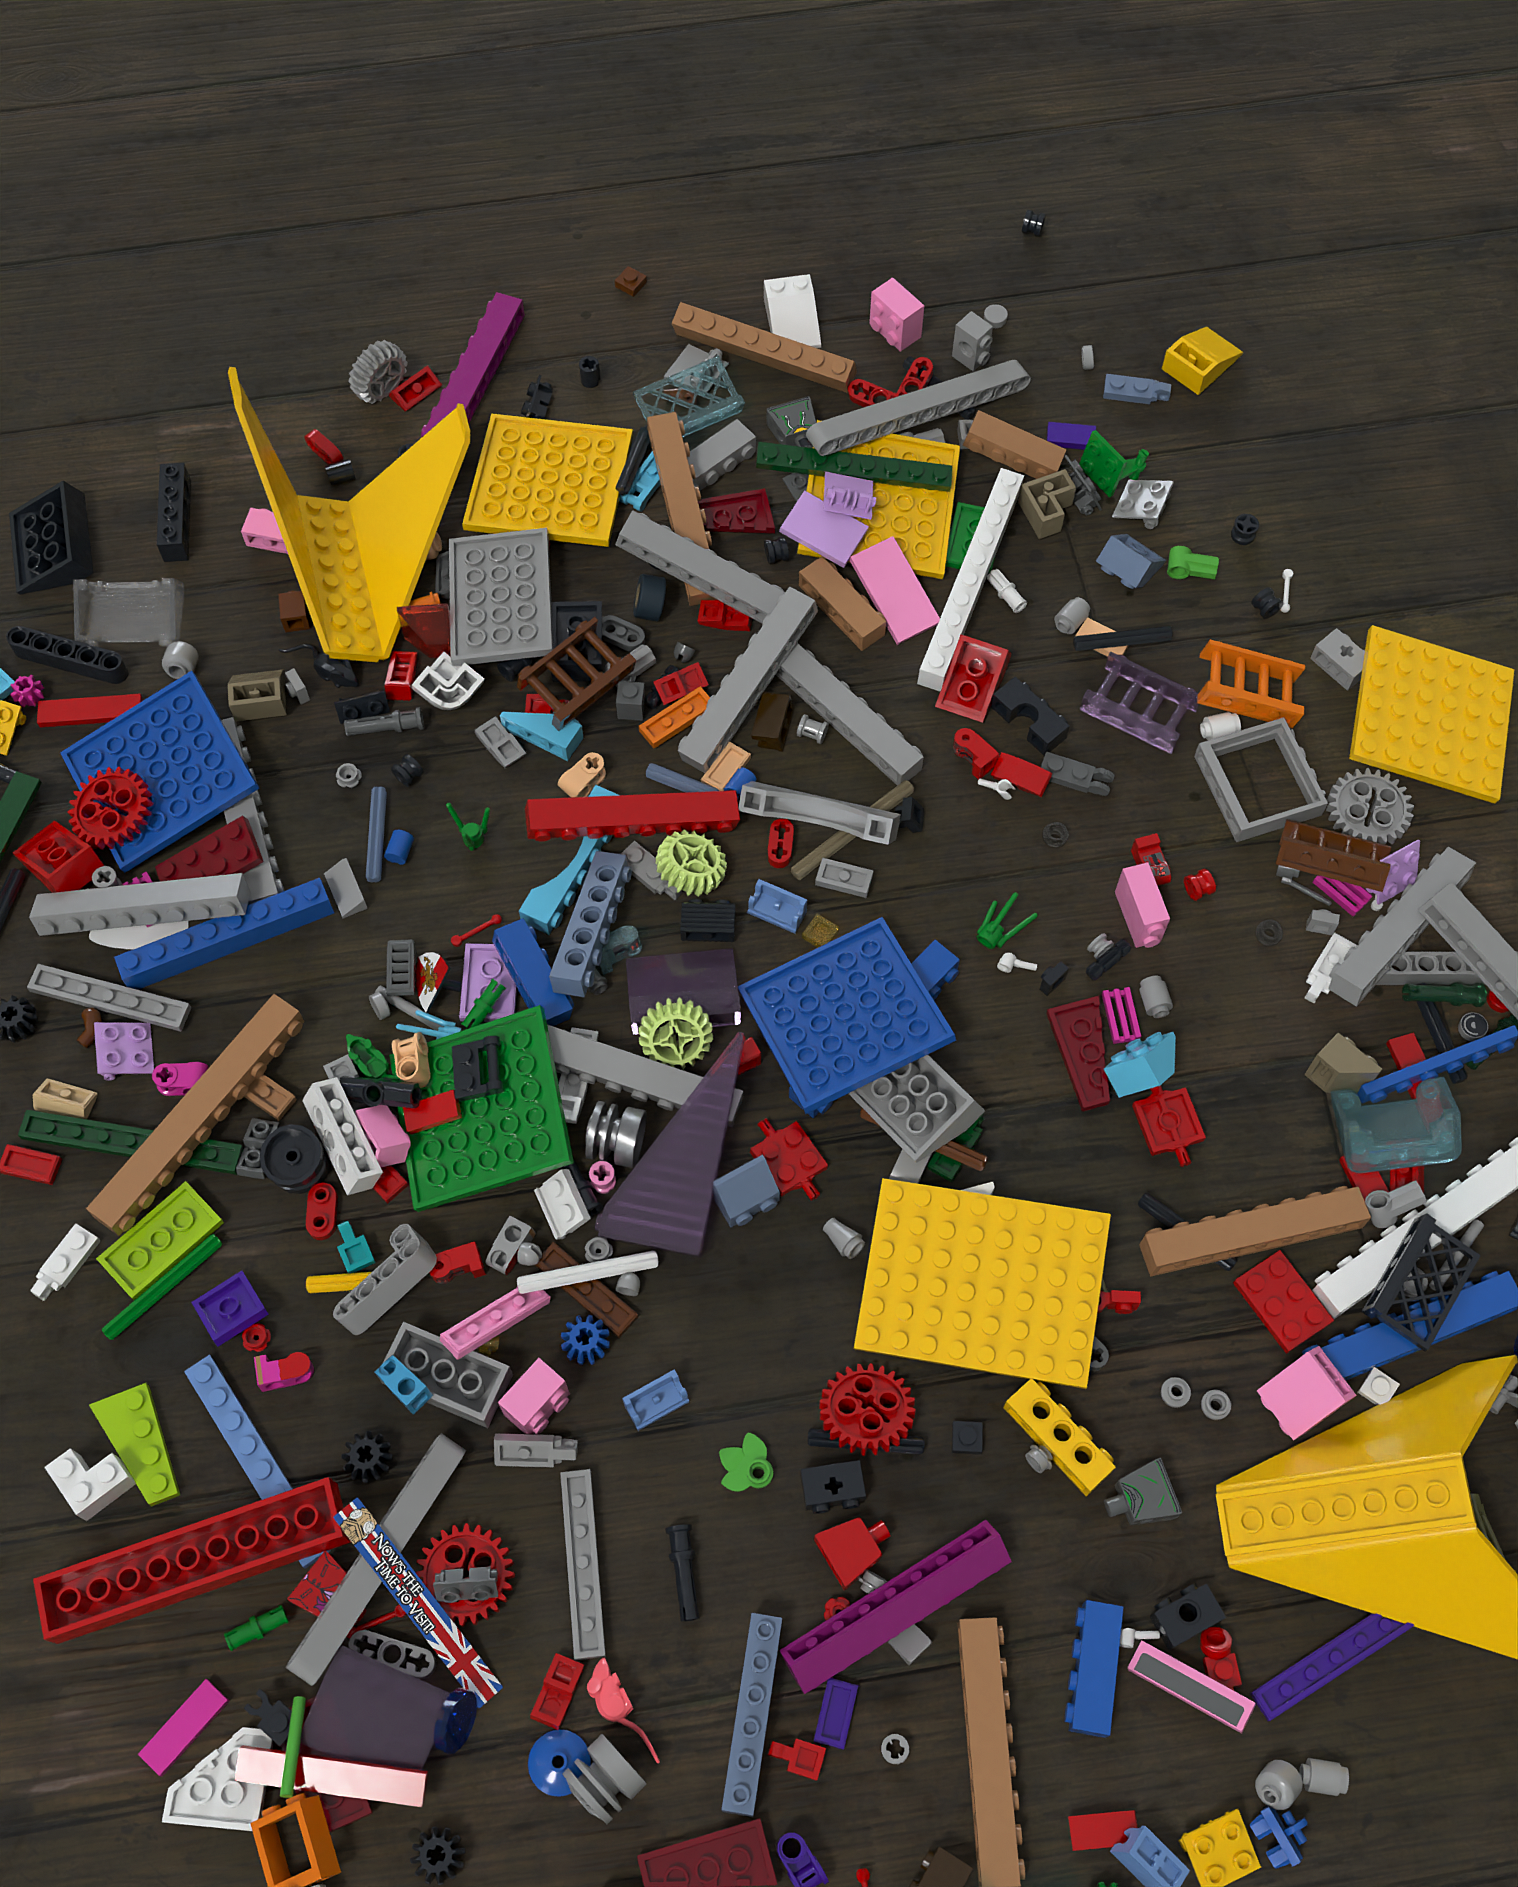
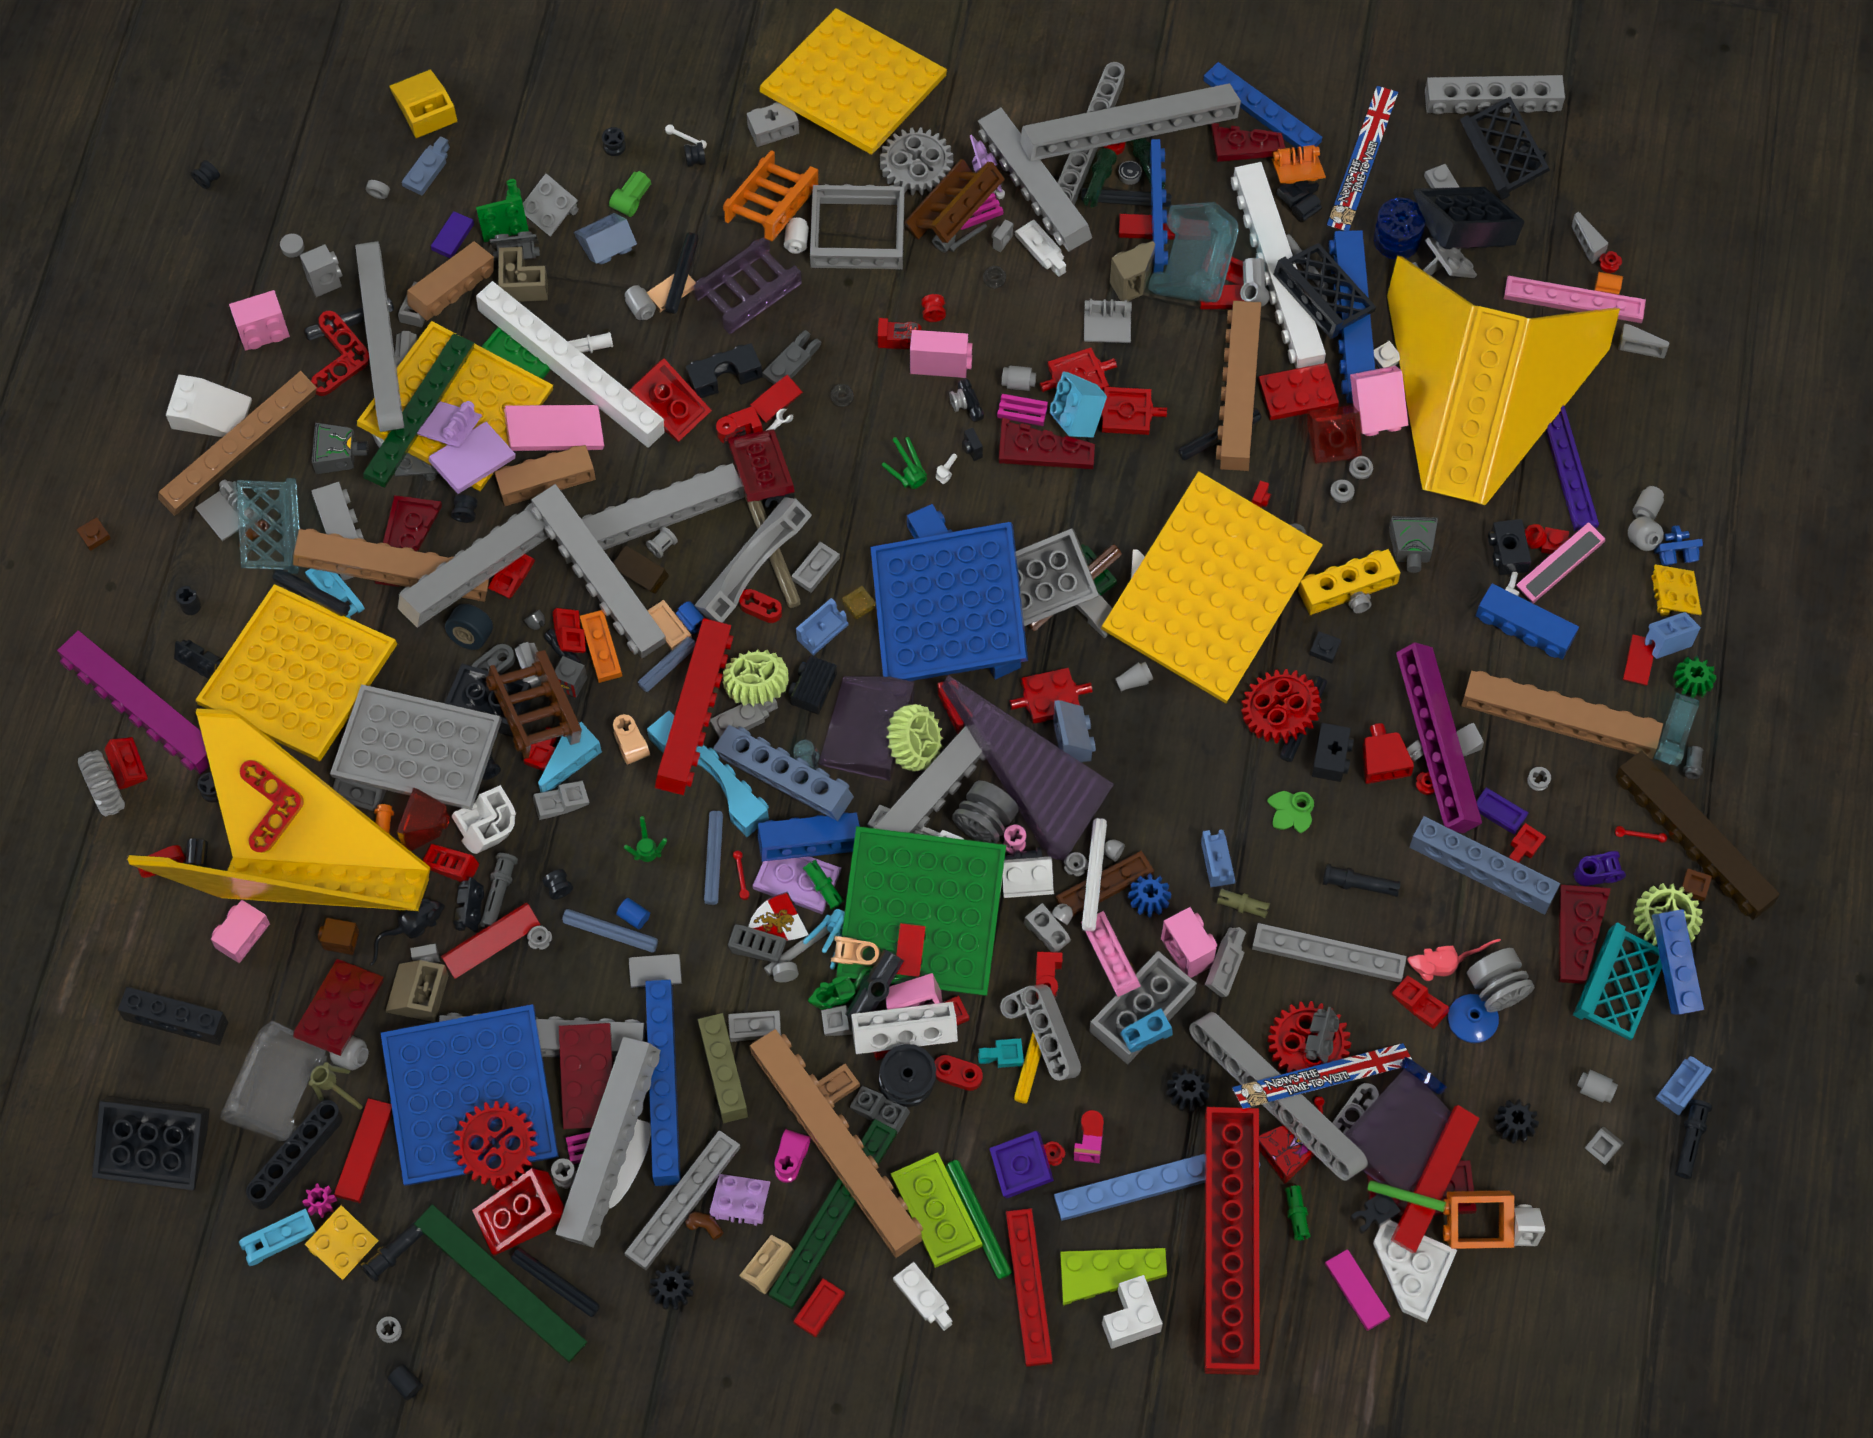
camera: 70 degrees left, 0 degrees up
(100, 1364) = (1029, 1287): none -> red tile
(135, 646) = (325, 1079): none -> olive plant
(216, 632) = (338, 1007): none -> dark red plate
(255, 983) = (723, 1068): none -> olive brick
(312, 998) = (753, 1025): none -> light grey plate
(330, 735) = (490, 940): none -> red tile
(416, 478) = (278, 798): none -> red beam
(469, 1069) = (889, 905): black plate -> none
(484, 898) = (713, 857): none -> sand blue axle
(611, 1446) = (1243, 903): none -> olive pin
(931, 782) = (761, 465): none -> dark red plate
(1195, 1057) = (1082, 364): none -> red plate
(1244, 1358) = (1335, 433): none -> clear red slope
(1272, 1065) = (1107, 321): none -> light grey hinge

